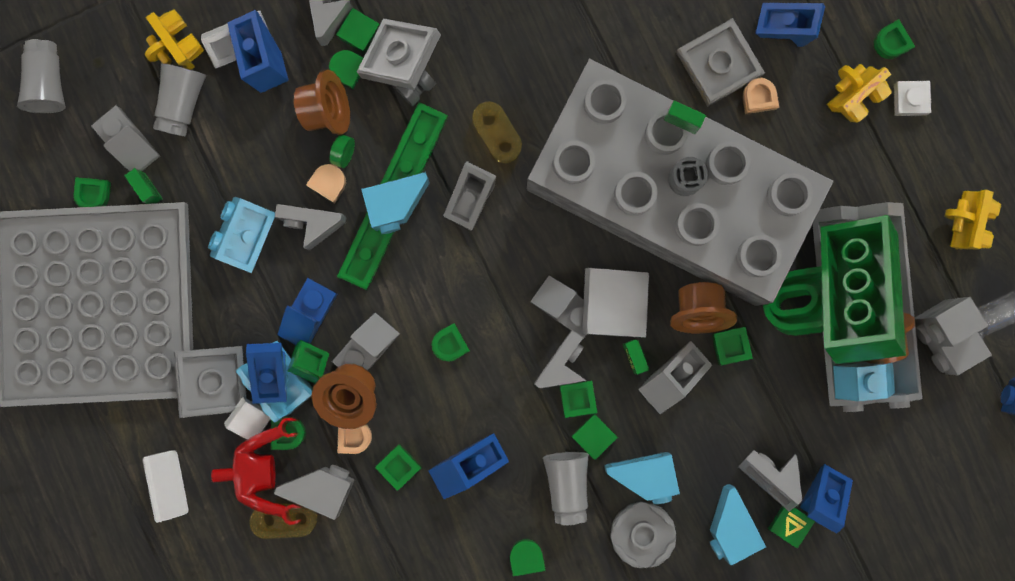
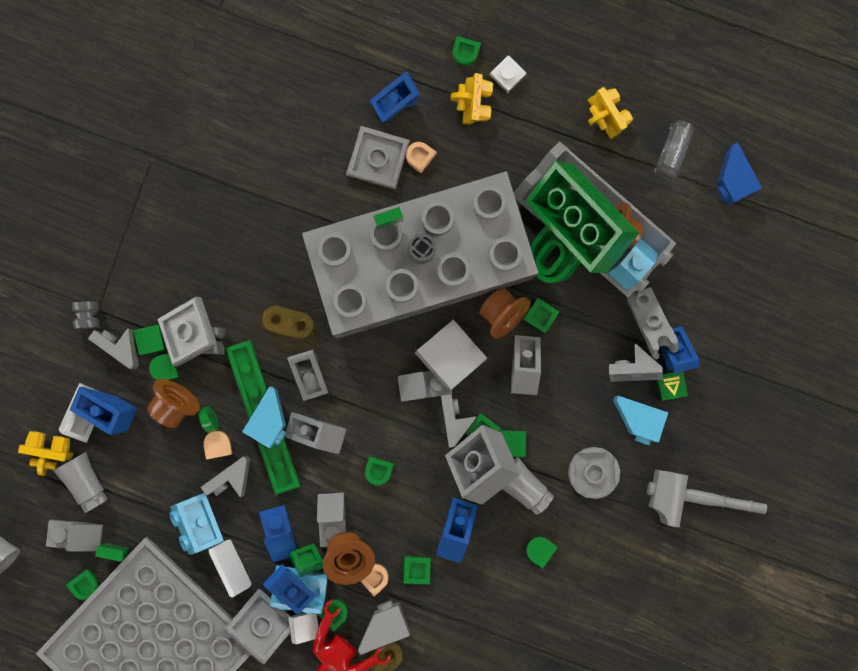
camera: 50 degrees left, 0 degrees up
(233, 302) = (230, 568): none -> white slope
(425, 255) = (315, 433): none -> light grey slope
(549, 429) = (482, 465): none -> light grey brick
(635, 356) = (492, 375): green tile -> none
(648, 476) = (564, 437): medium azure slope -> none
(830, 450) = (652, 322): none -> light grey plate
(953, 335) = (659, 190): light grey brick -> none

